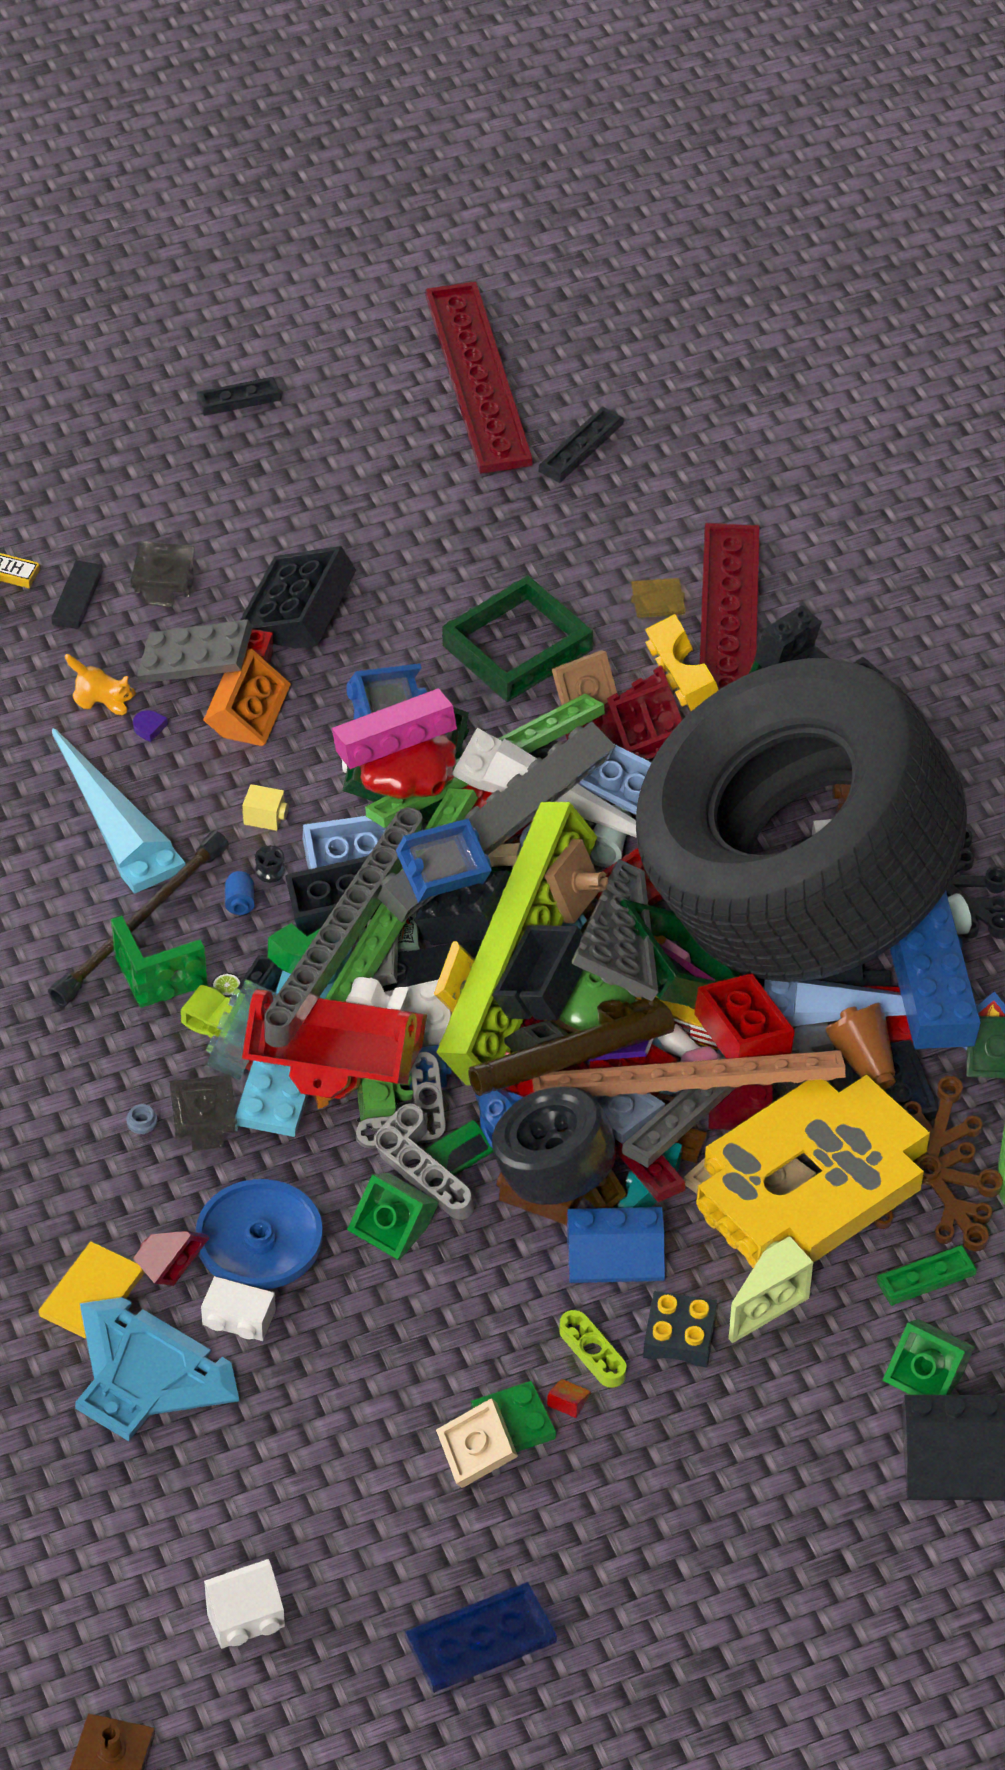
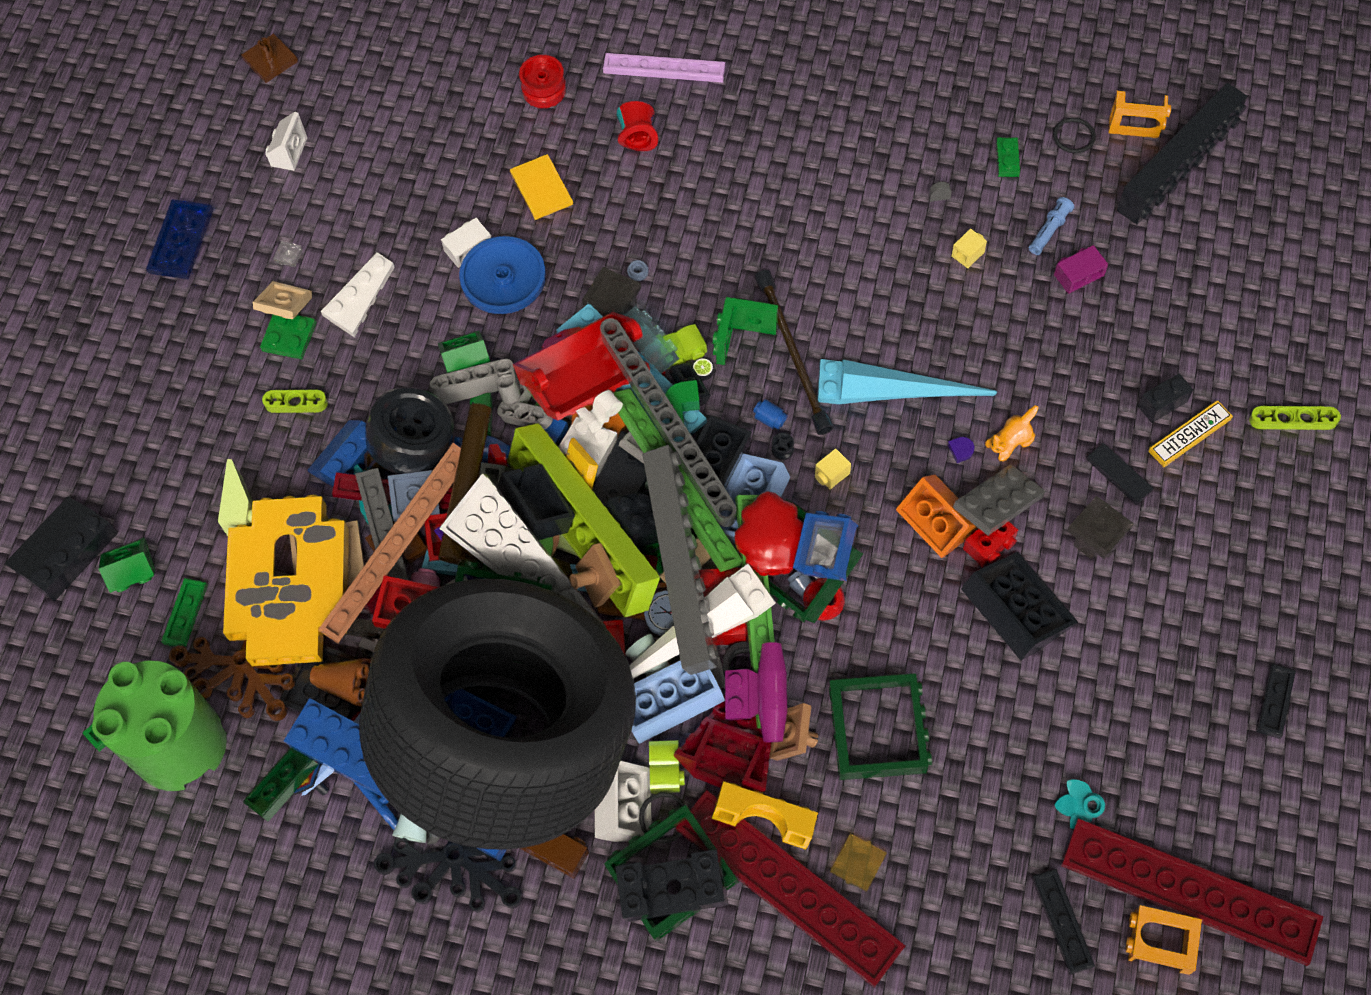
camera: 130 degrees right, 15 degrees up
(145, 1368) = (468, 182): dark azure plate -> none
(169, 1254) = (526, 222): slope -> none
(394, 728) = (788, 522): dark pink brick -> none
(403, 1382) = (357, 296): none -> white wing
(404, 1495) = (288, 254): none -> clear plate
(443, 859) = (654, 487): blue window -> none
(461, 474) = (1076, 802): none -> teal plate
(536, 353) = (1138, 949): none -> light orange panel
(567, 1398) = (276, 368): red slope -> none
(570, 705) = (760, 693): none -> magenta plate
(680, 1328) = (265, 450): black brick -> none

